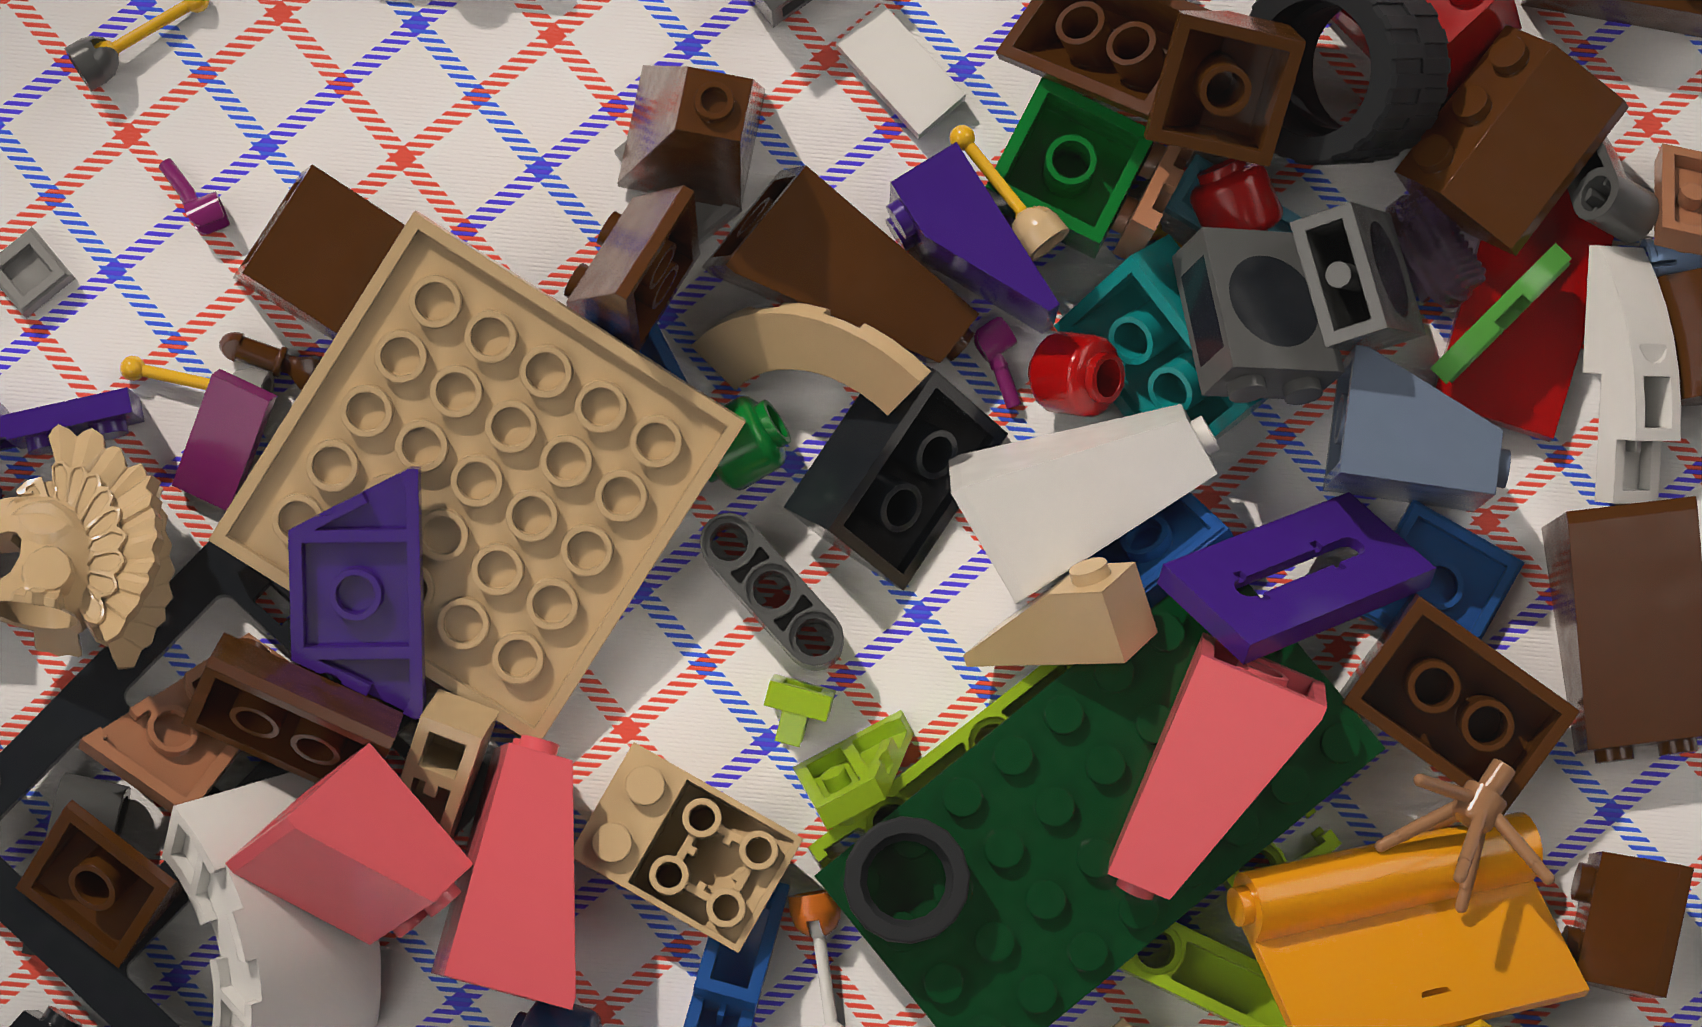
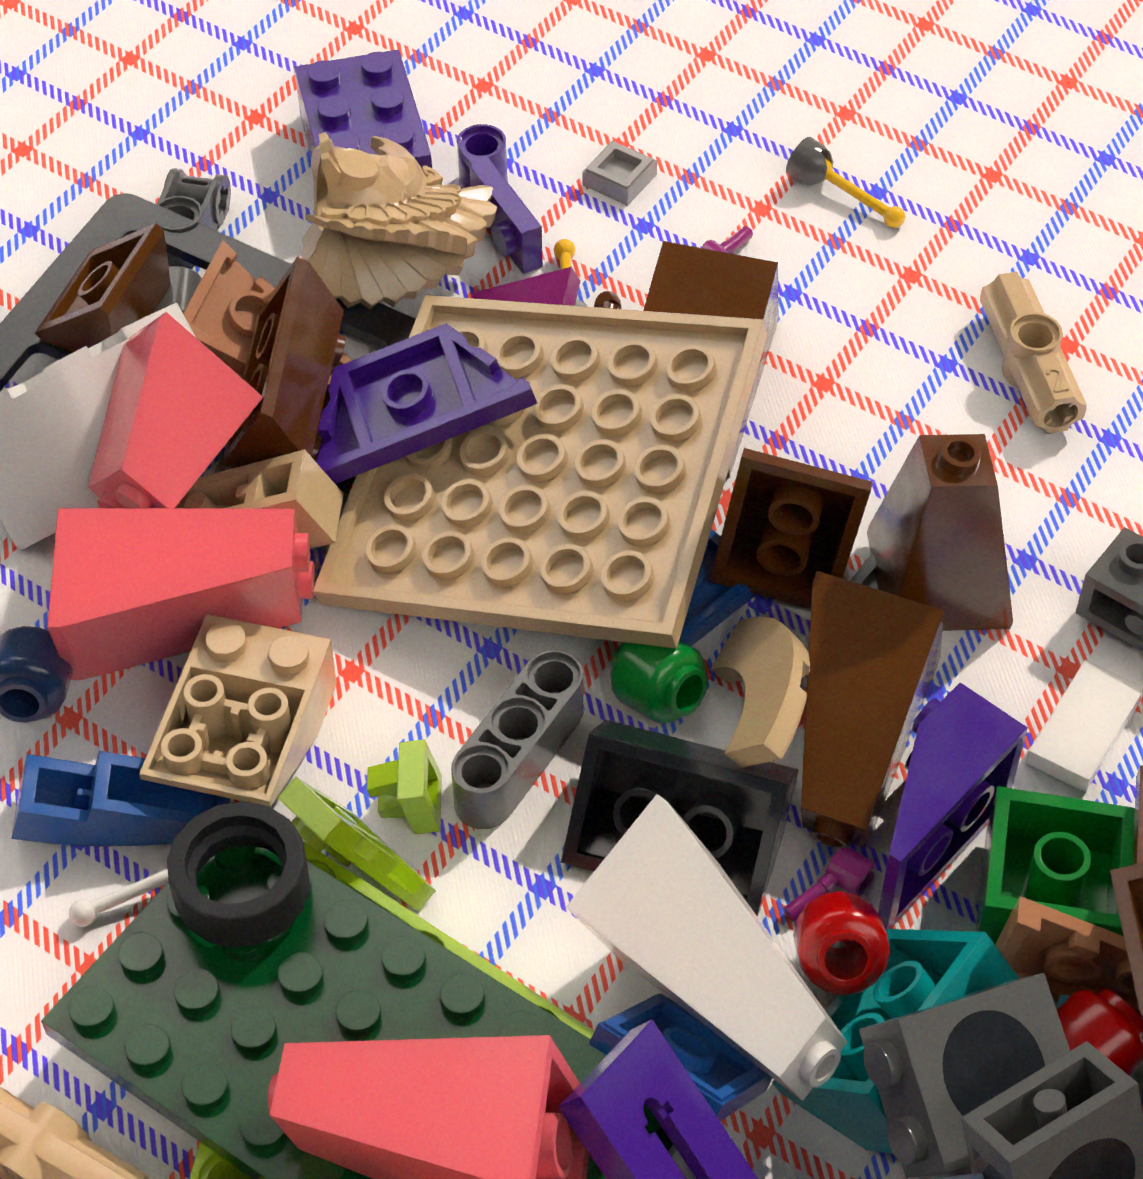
camera: 75 degrees right, 30 degrees down
(1037, 226) = (970, 833): hinge -> none
(1084, 618) = (570, 970): tan slope -> none

